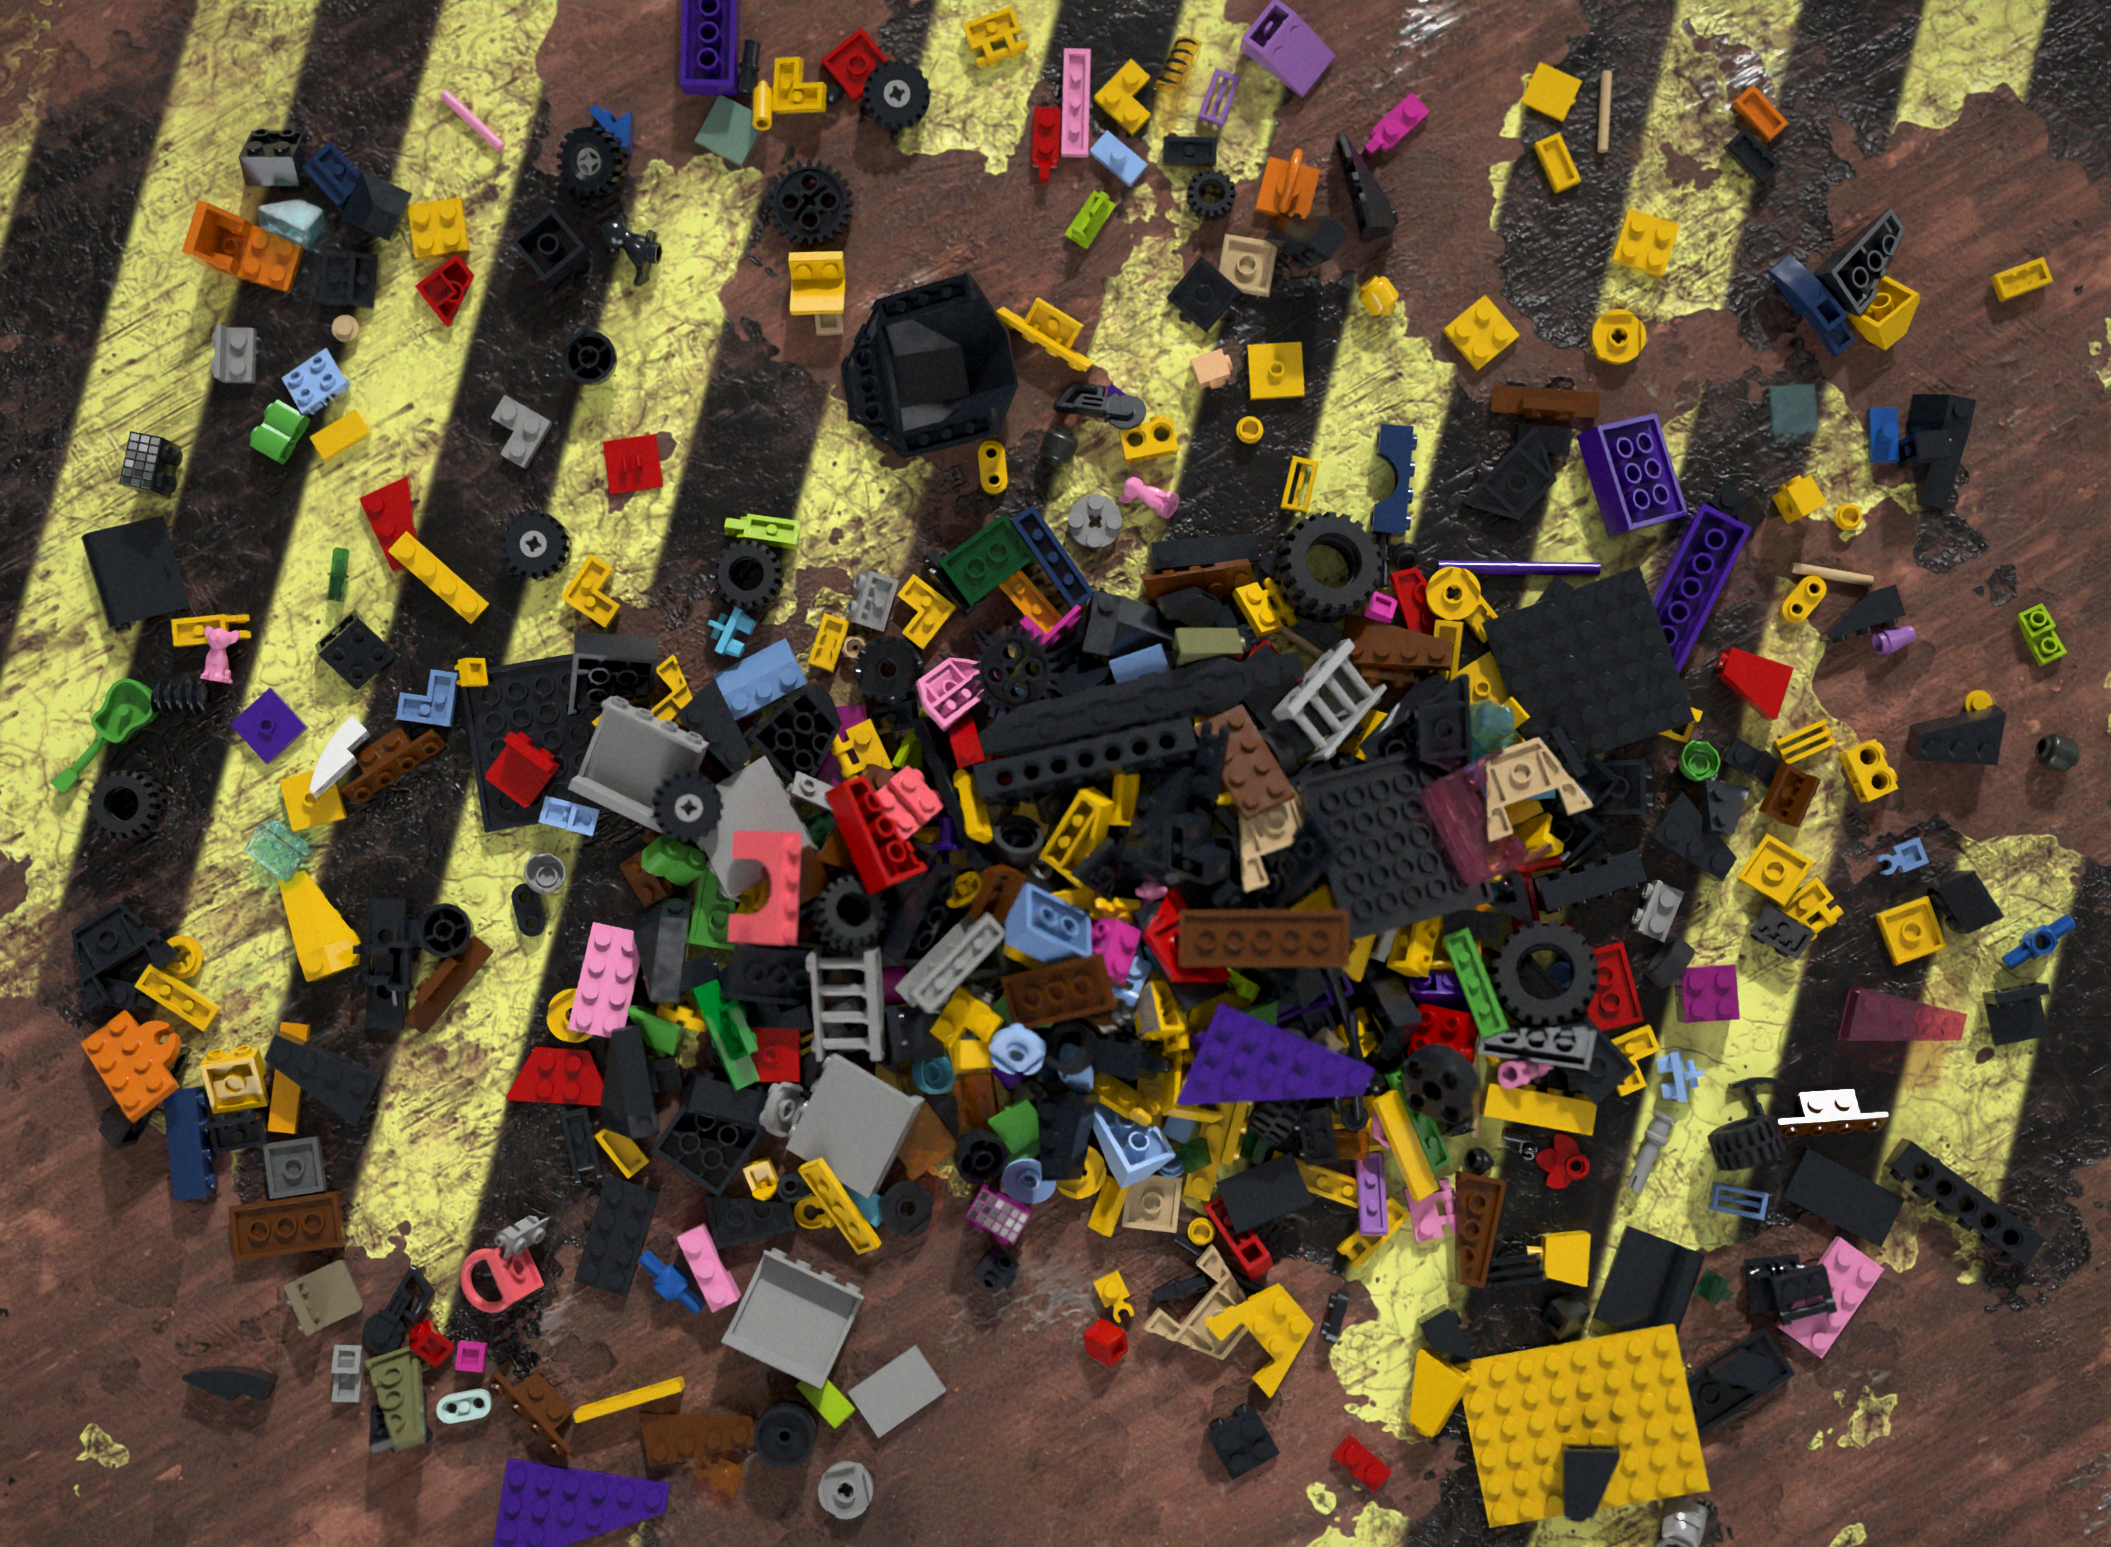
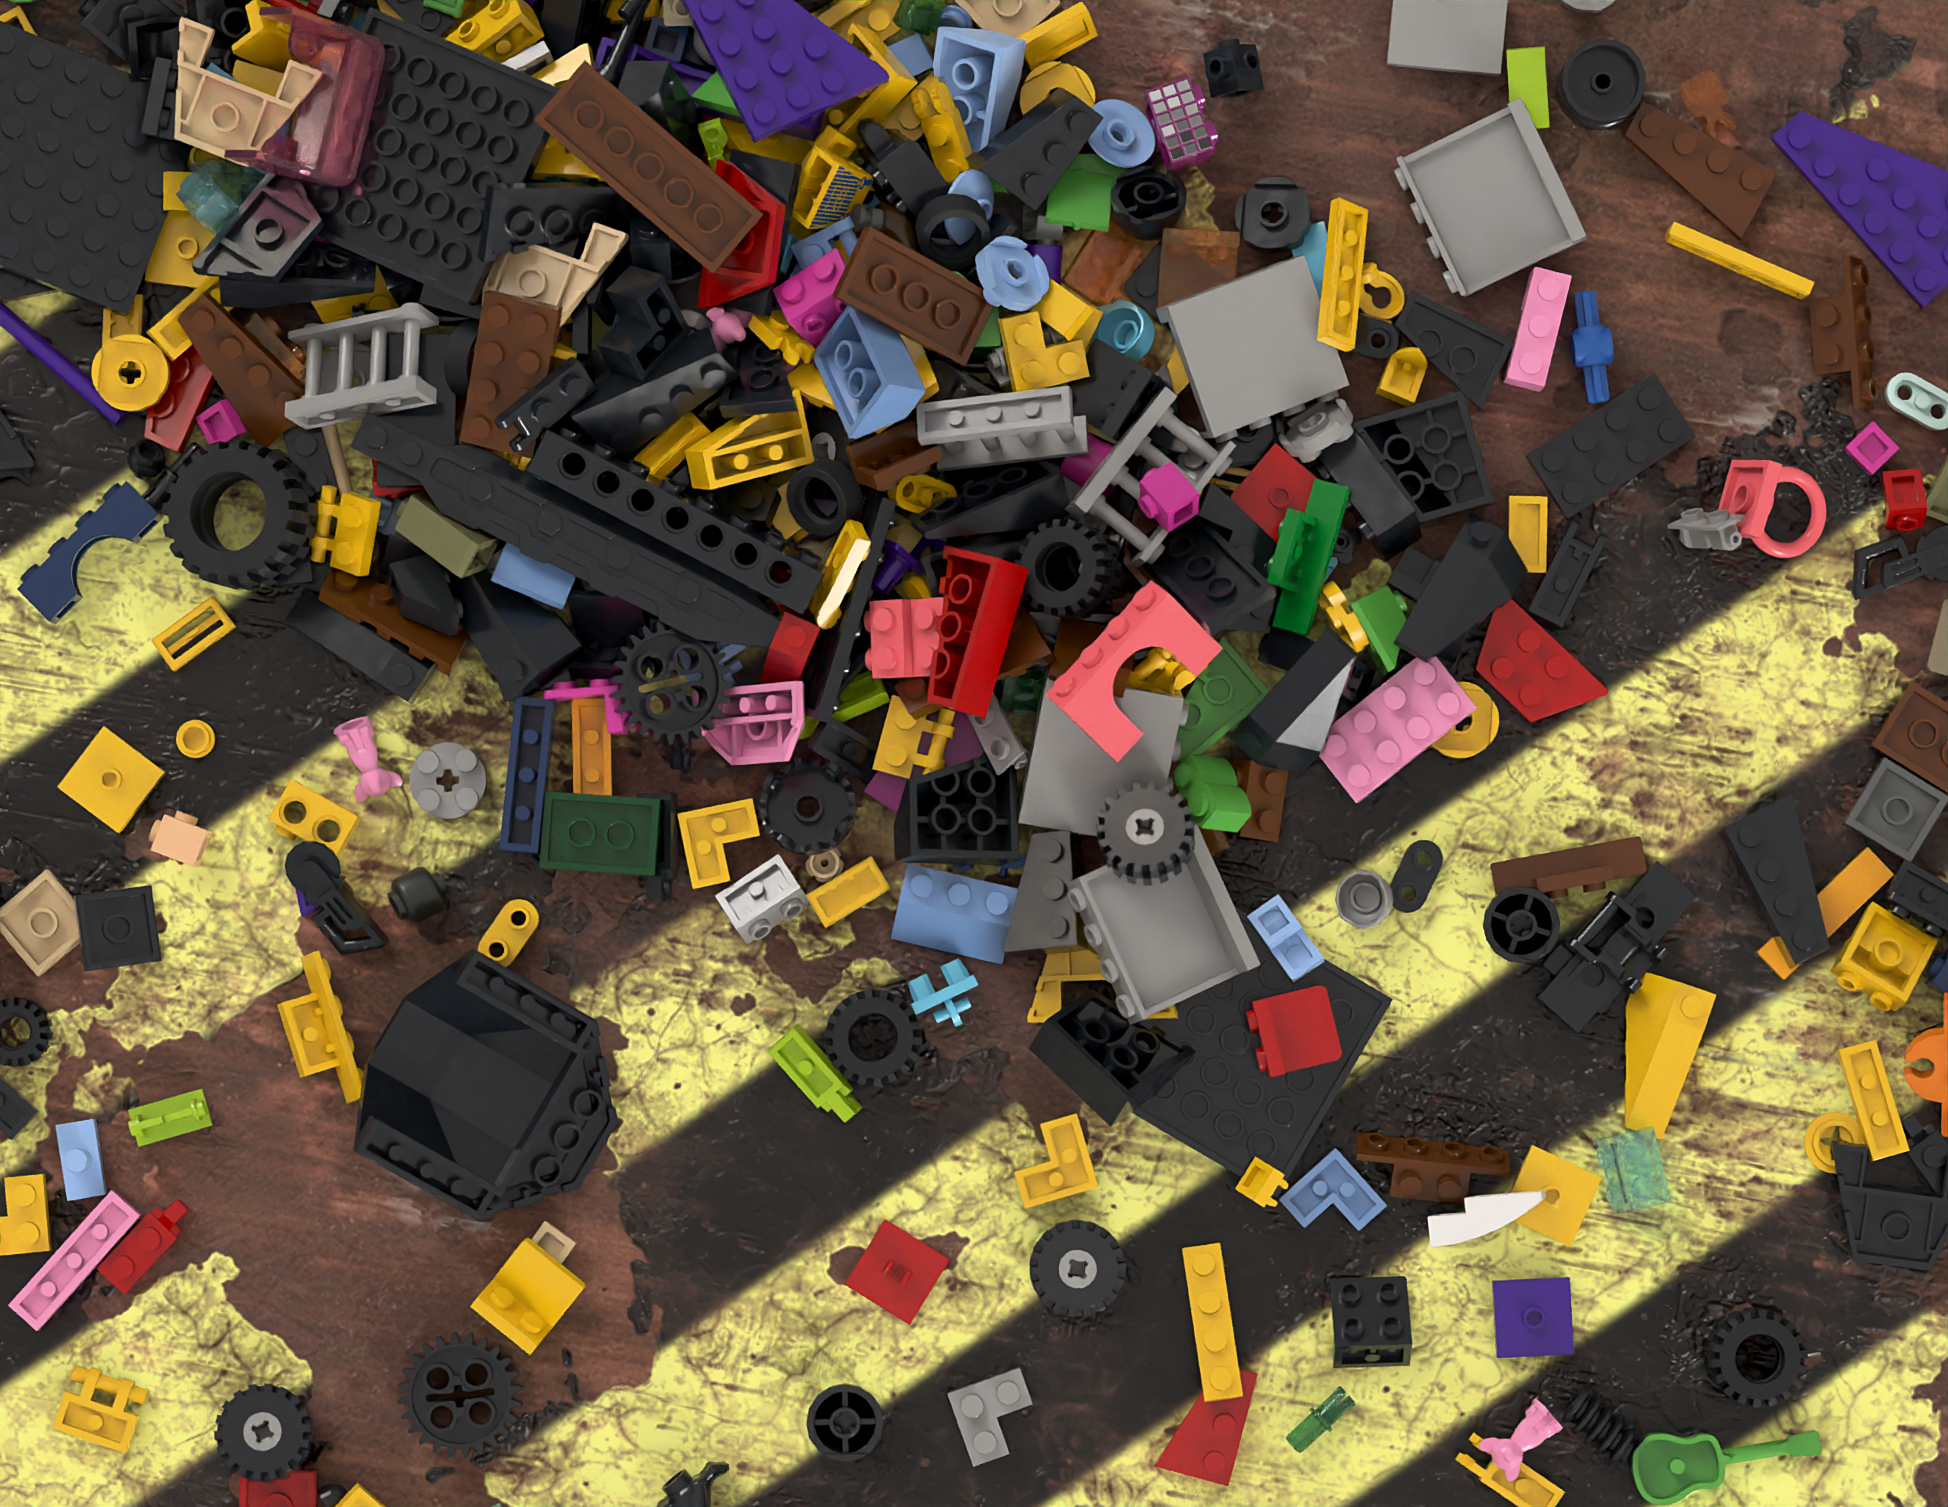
camera: 145 degrees left, 0 degrees up
(826, 999) = (1168, 497): none -> dark pink brick

